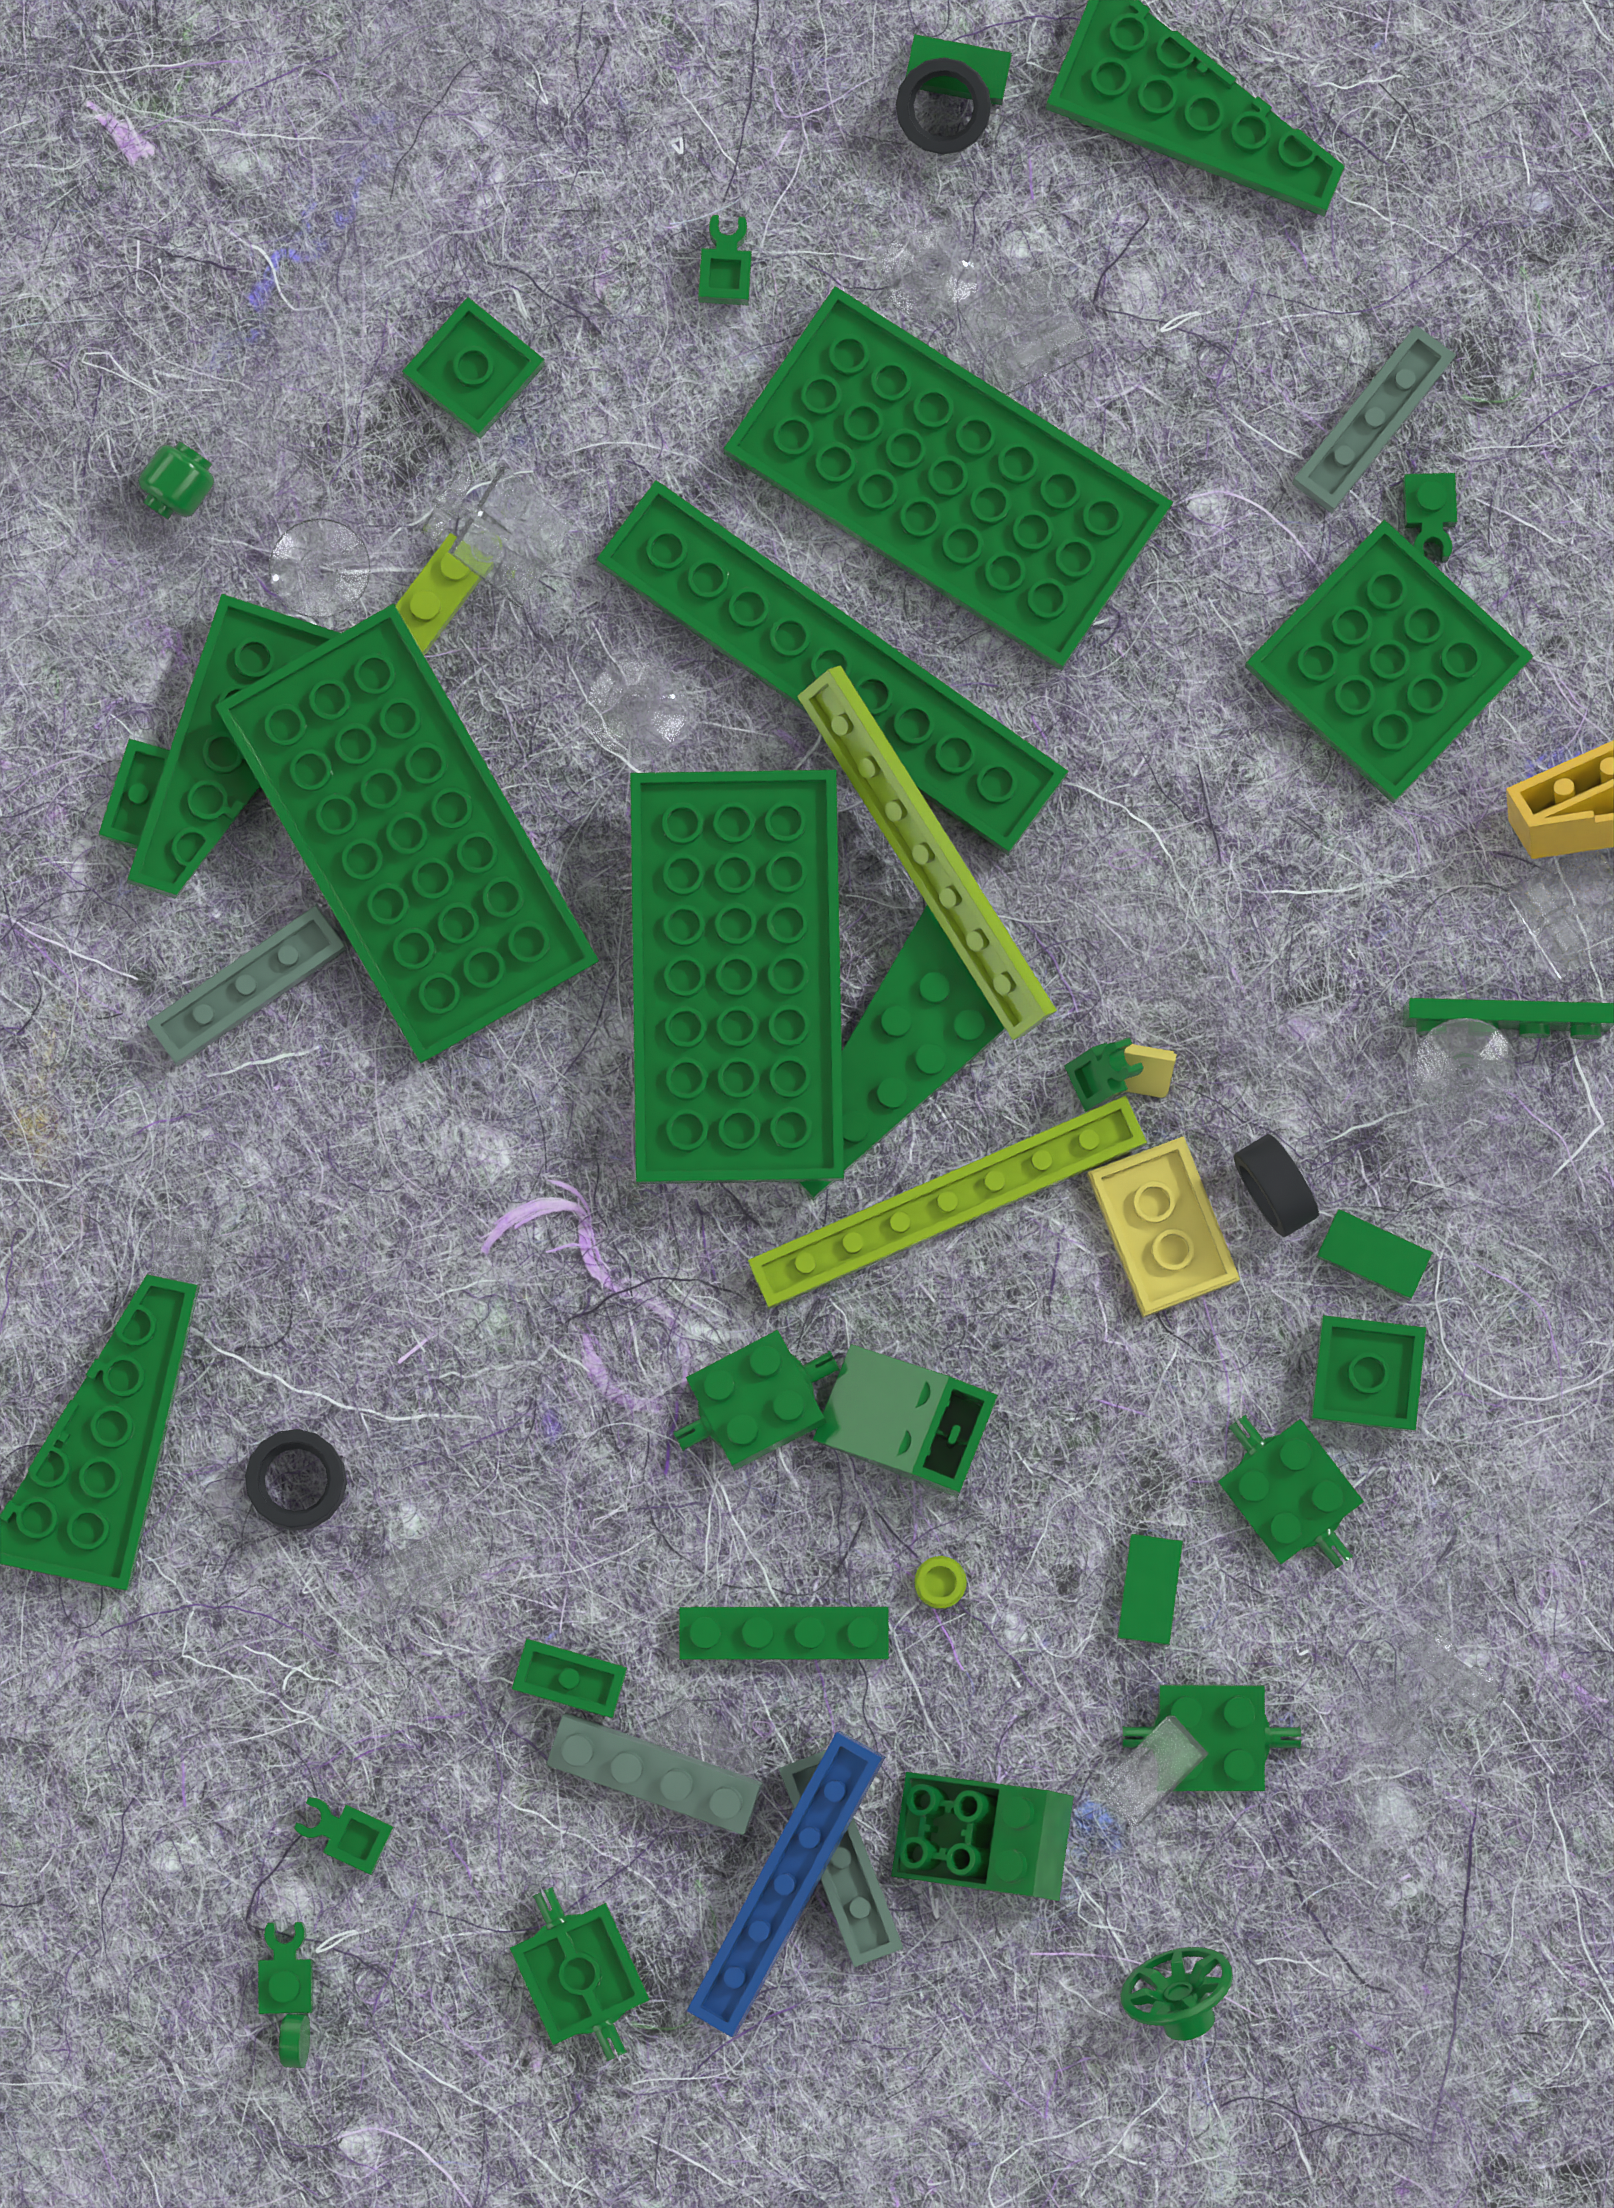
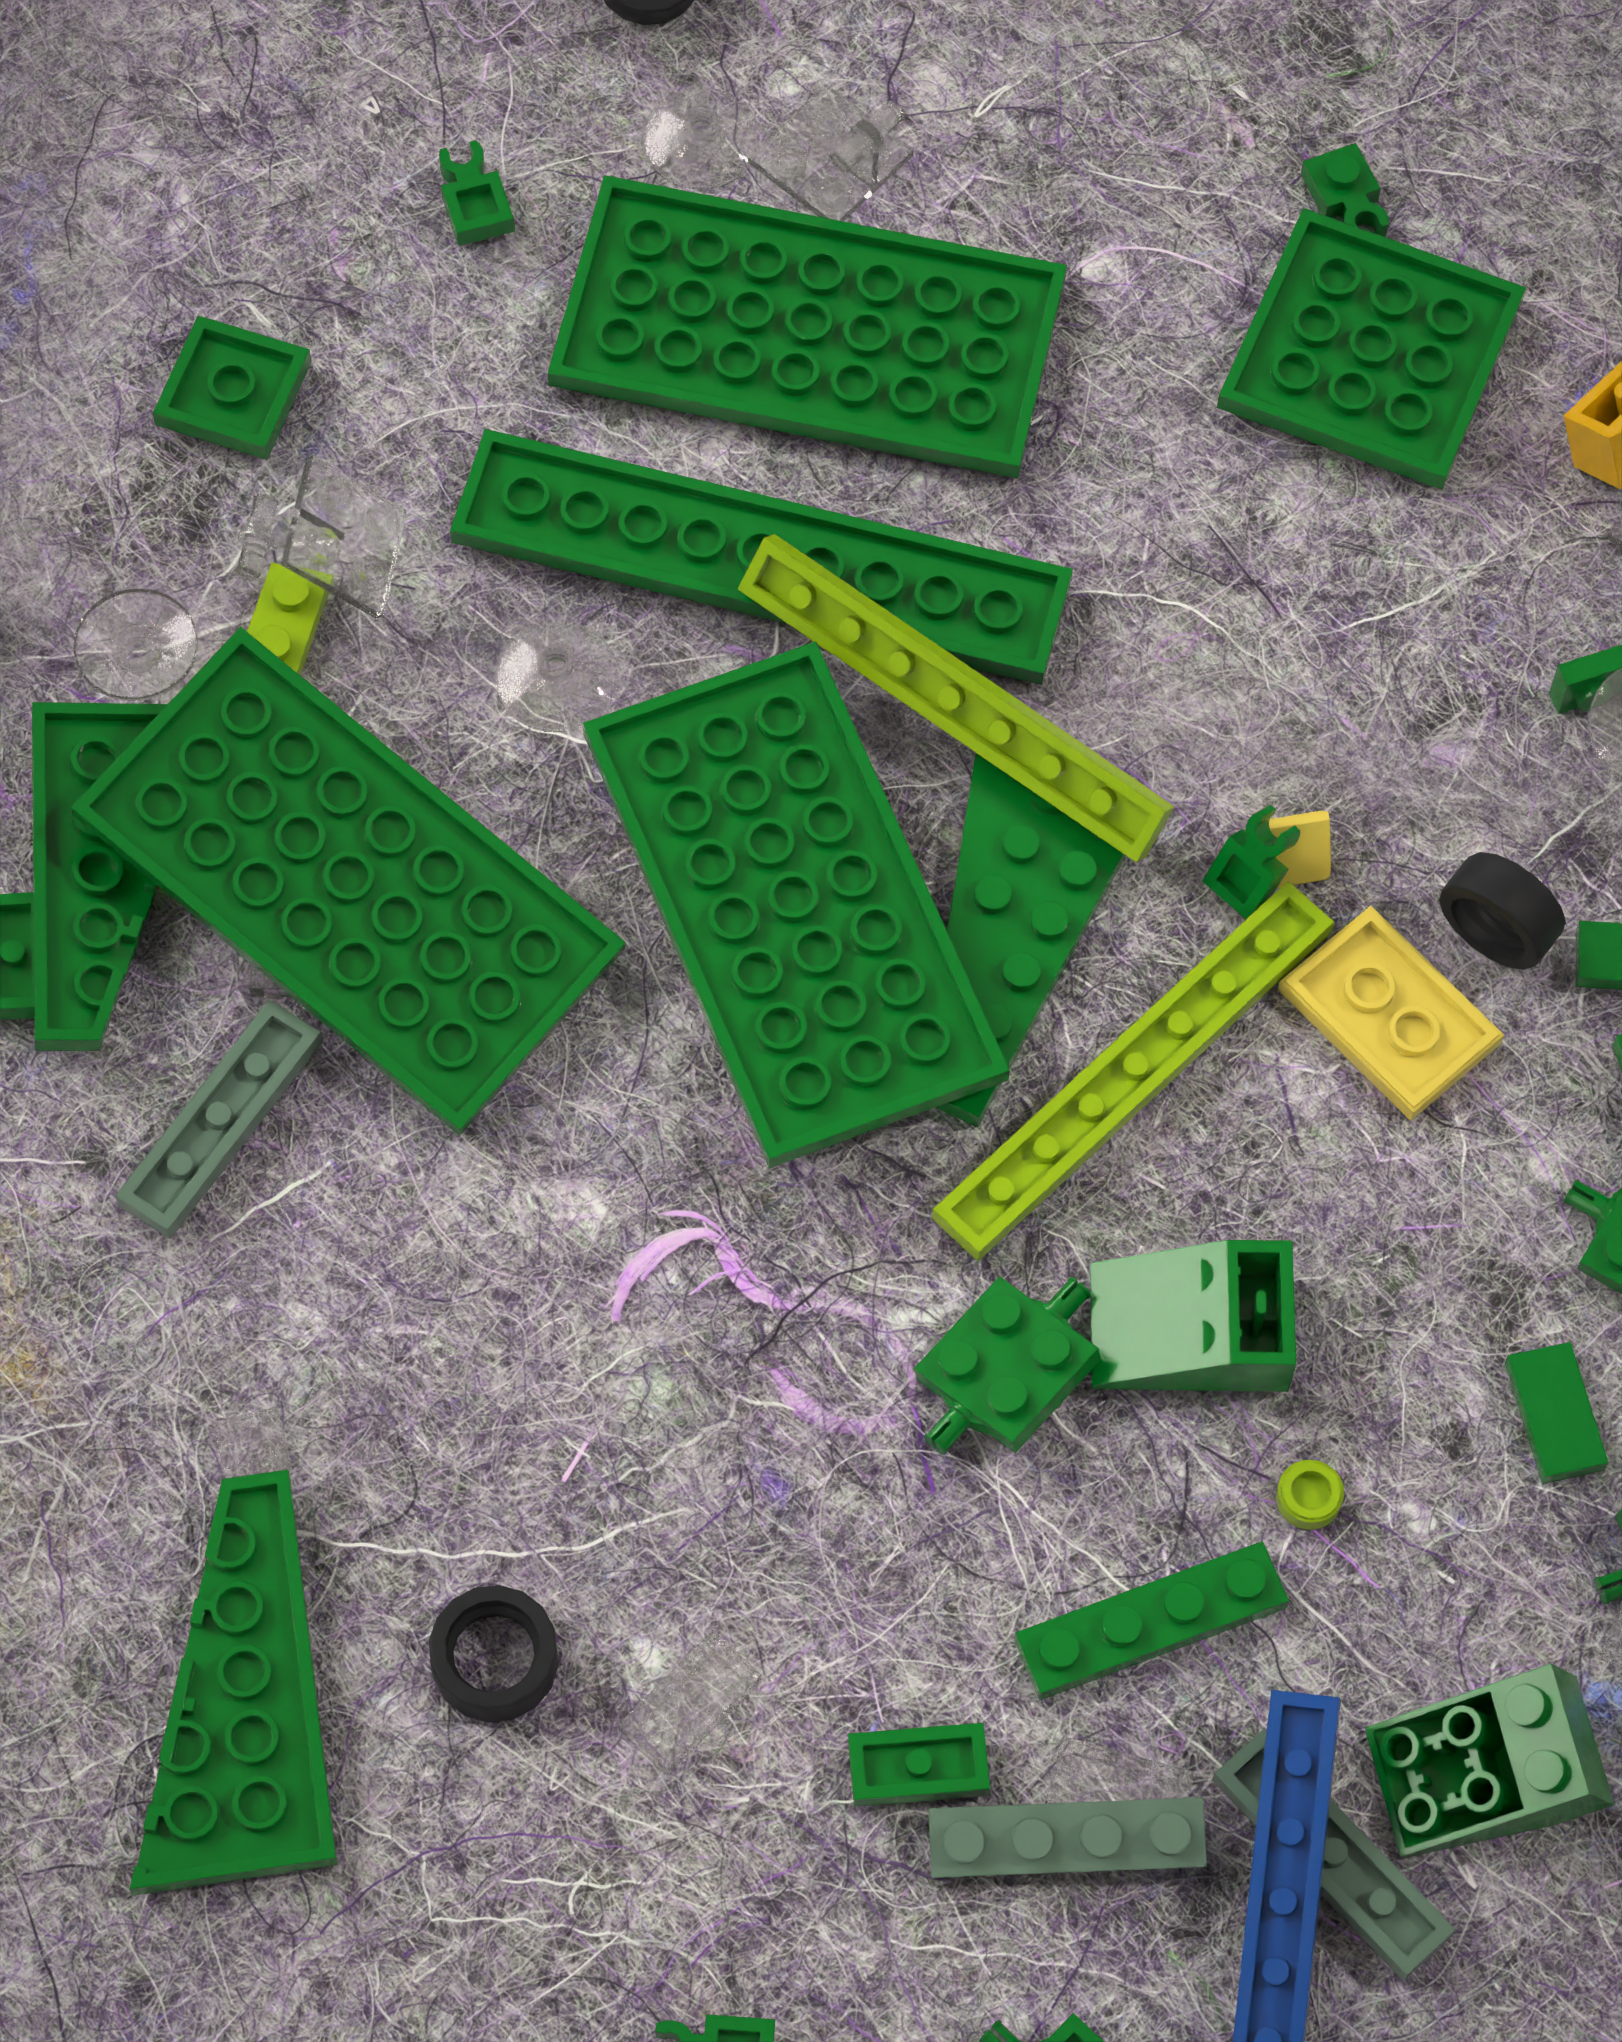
camera: 20 degrees left, 15 degrees down
(1373, 419) = (1244, 120): sand green plate -> none

